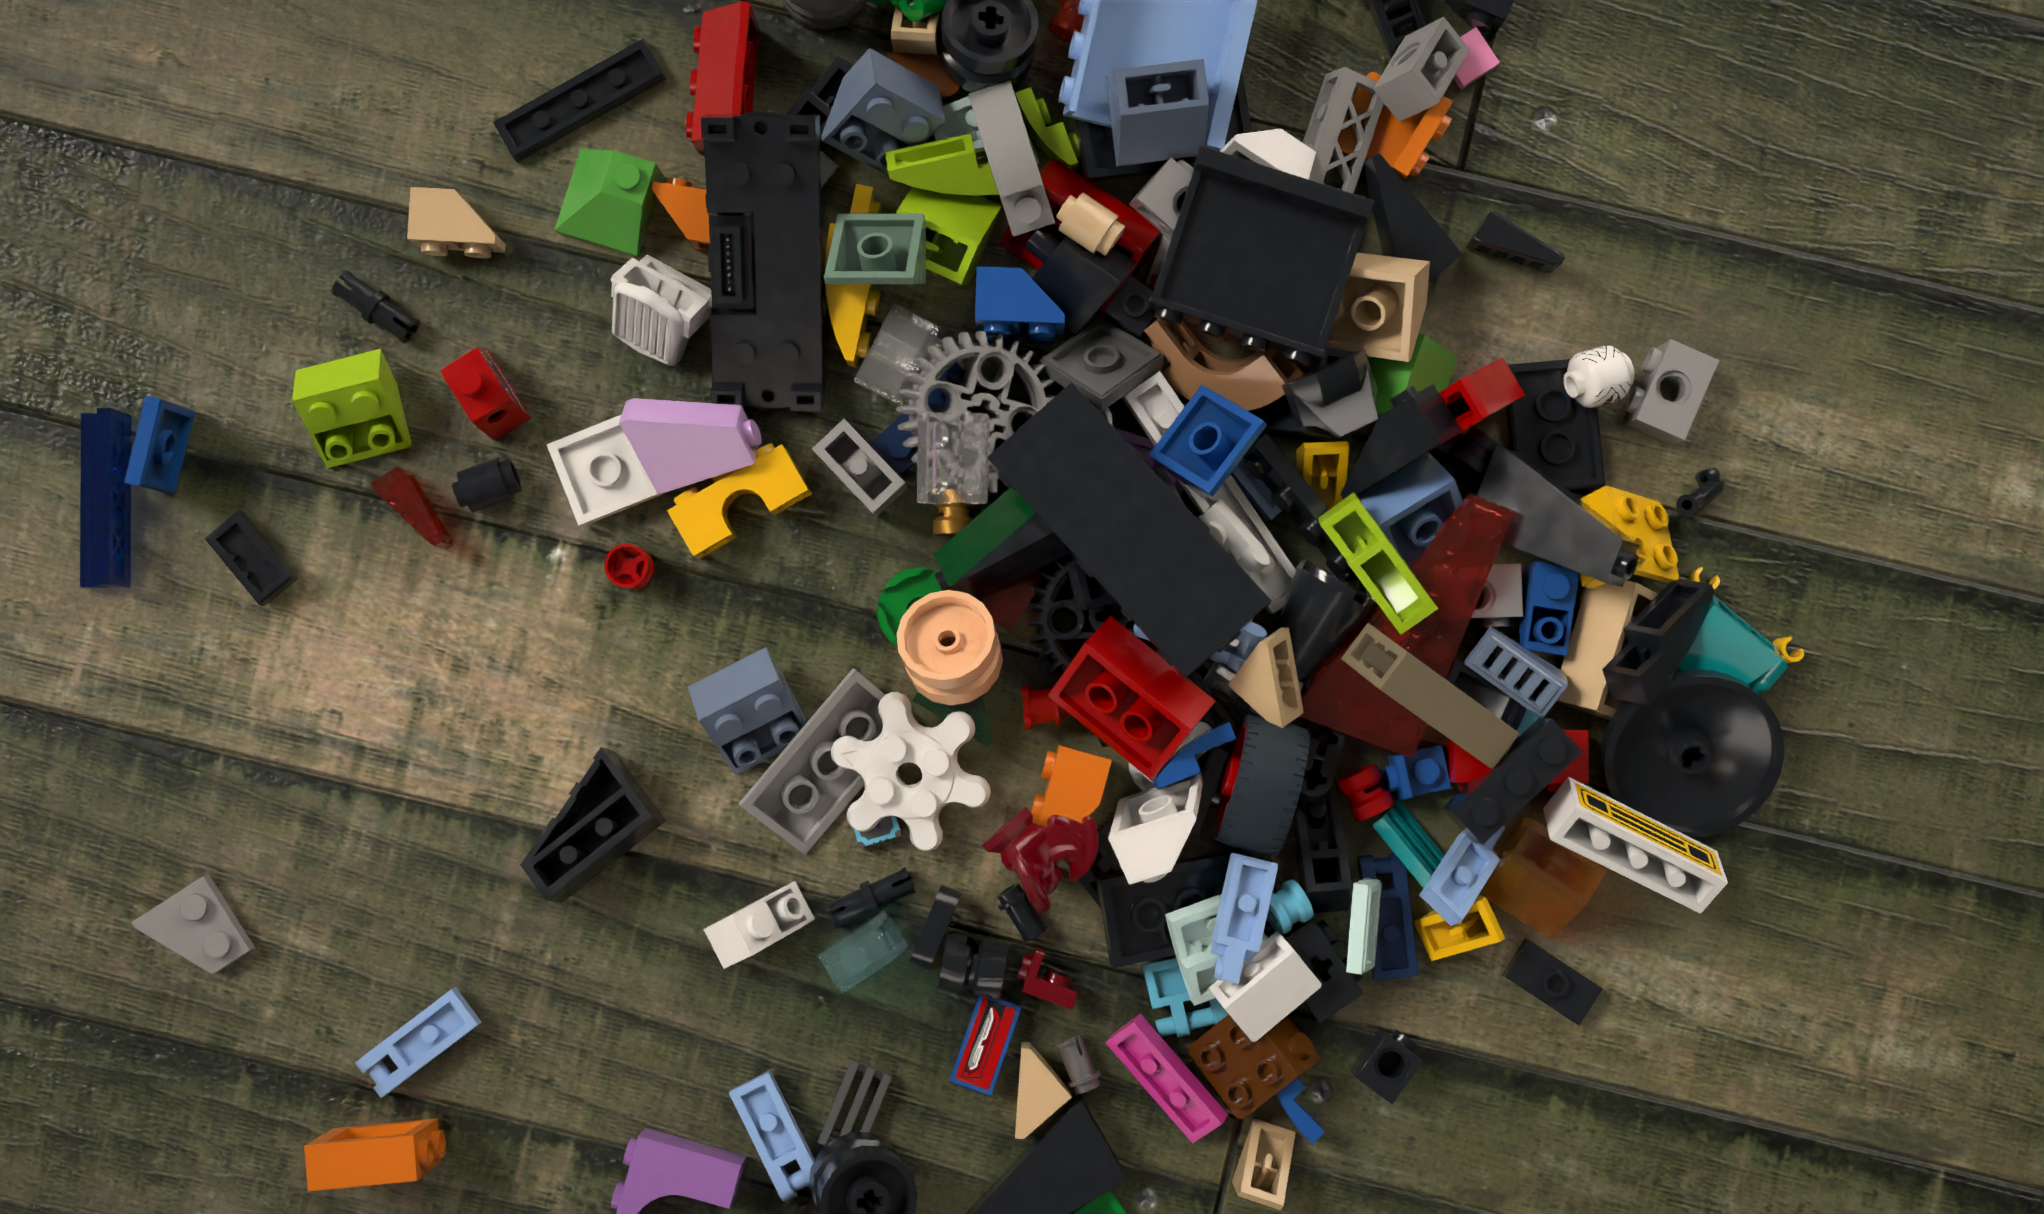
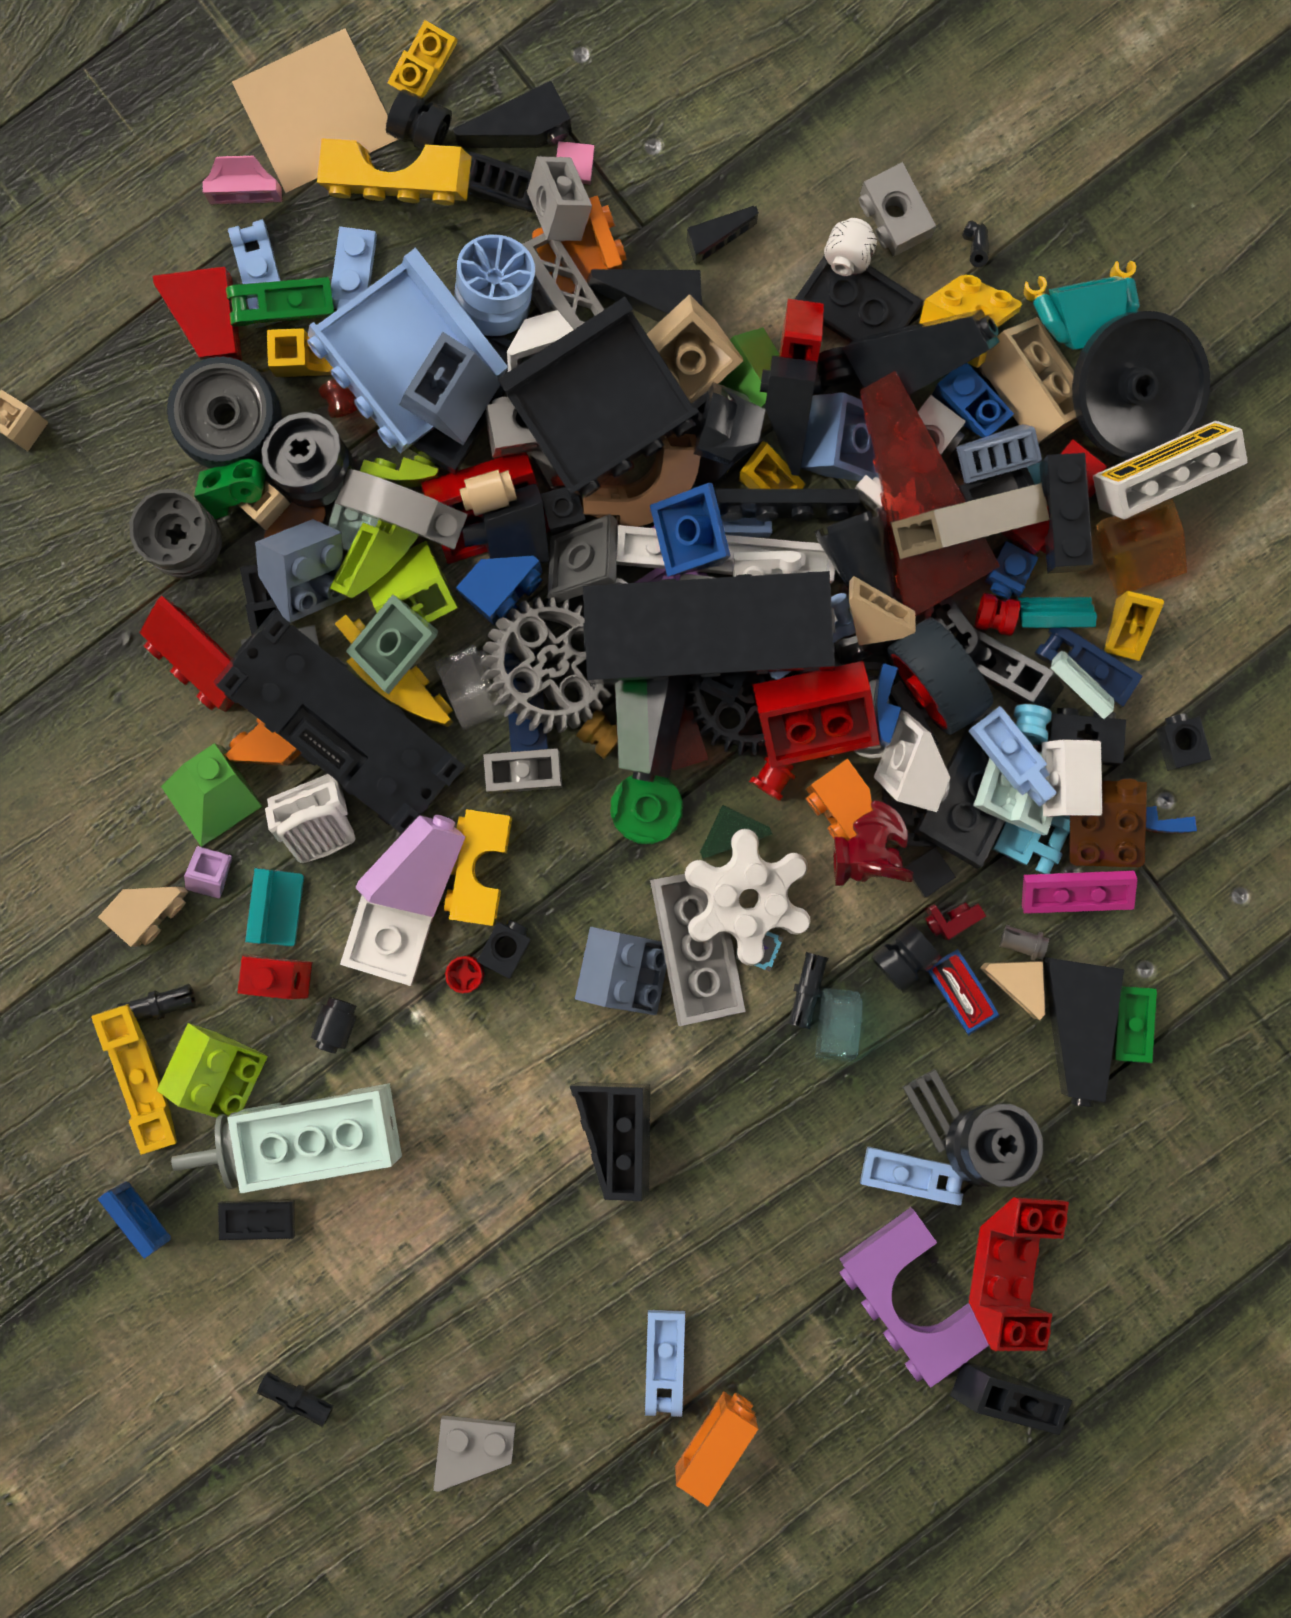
camera: 50 degrees left, 0 degrees up
(105, 500) = (138, 1286): clear blue fence -> none
(115, 726) = (295, 1399): none -> black pin
(296, 343) = (137, 1077): none -> yellow slope
(351, 543) = (302, 1141): none -> light aqua piece
(409, 500) = (301, 1084): clear red slope -> none
(536, 255) = (207, 872): none -> lavender slope
(551, 341) = (274, 907): none -> teal panel
(580, 100) = (128, 761): black tile -> none
(664, 585) = (492, 959): none -> black brick
(759, 924) = (767, 1077): white slope -> none
(935, 927) = (861, 963): black beam -> none
(950, 647) = (689, 805): light nougat wheel -> none
(952, 458) = (569, 703): clear bracket -> none
(1021, 912) = (895, 899): black pin -> none
(1073, 923) = (930, 872): none -> black tile
(1265, 1164) = (1184, 872): tan slope -> none
(1292, 74) = (495, 283): none -> light blue wheel
(1377, 563) = (858, 485): lime slope -> none
(1461, 877) = (1102, 597): light blue hinge -> none
(1552, 981) = (1214, 594): black plate -> none
(1658, 642) = (1052, 347): black slope -> none

